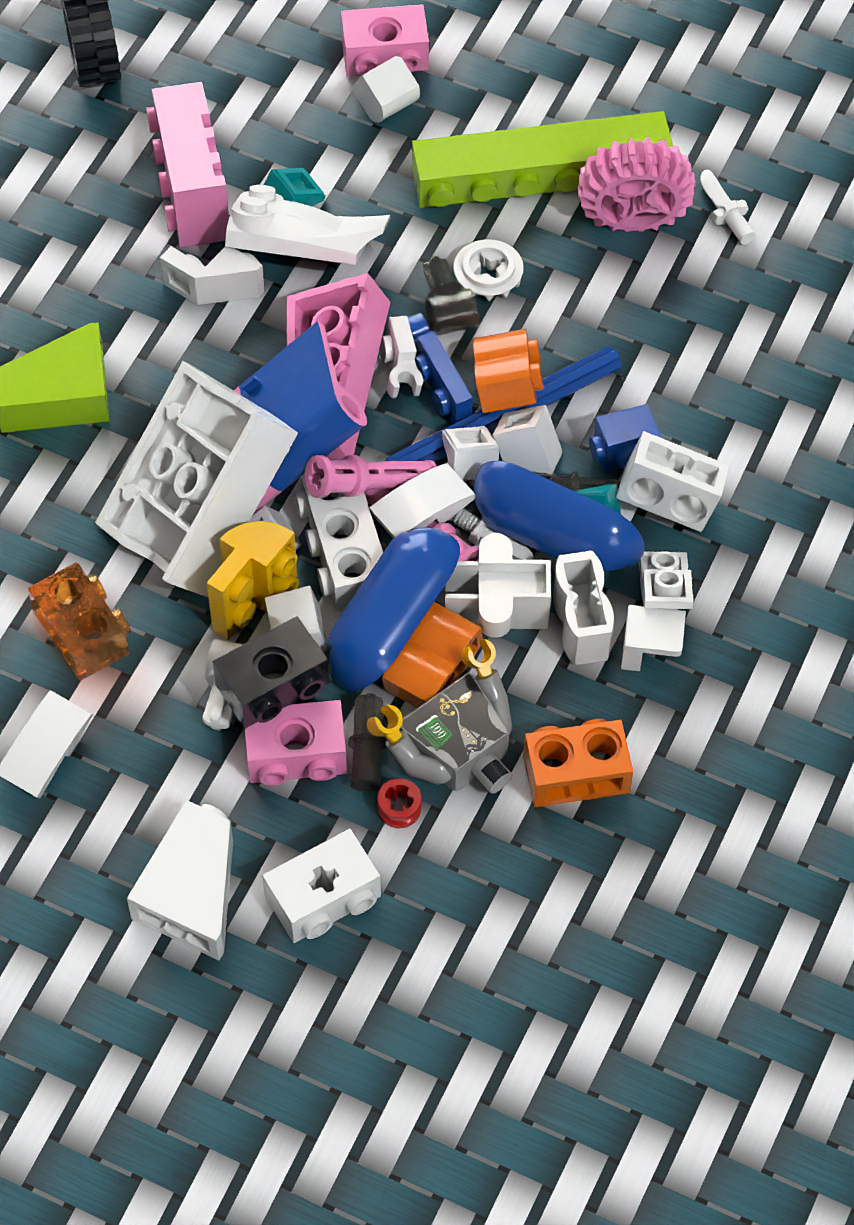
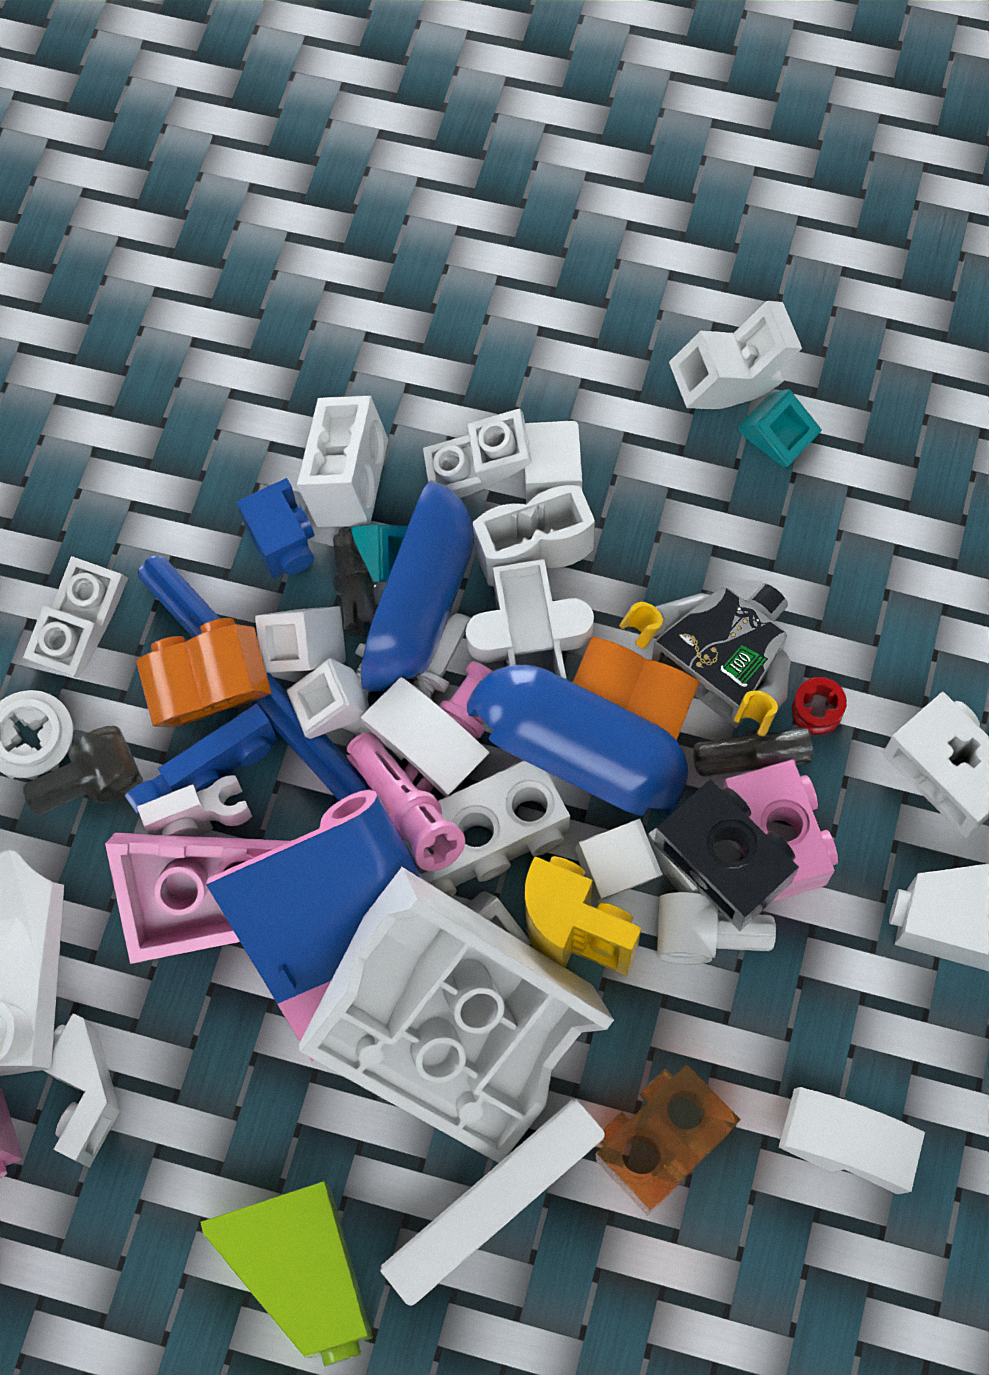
camera: 95 degrees left, 10 degrees up
(66, 501) = (492, 1202): none -> white slope
(573, 306) = (78, 618): none -> white slope
(581, 774) = (740, 518): orange brick -> none
(665, 831) = (780, 427): none -> teal slope
(727, 792) = (737, 366): none -> white brick

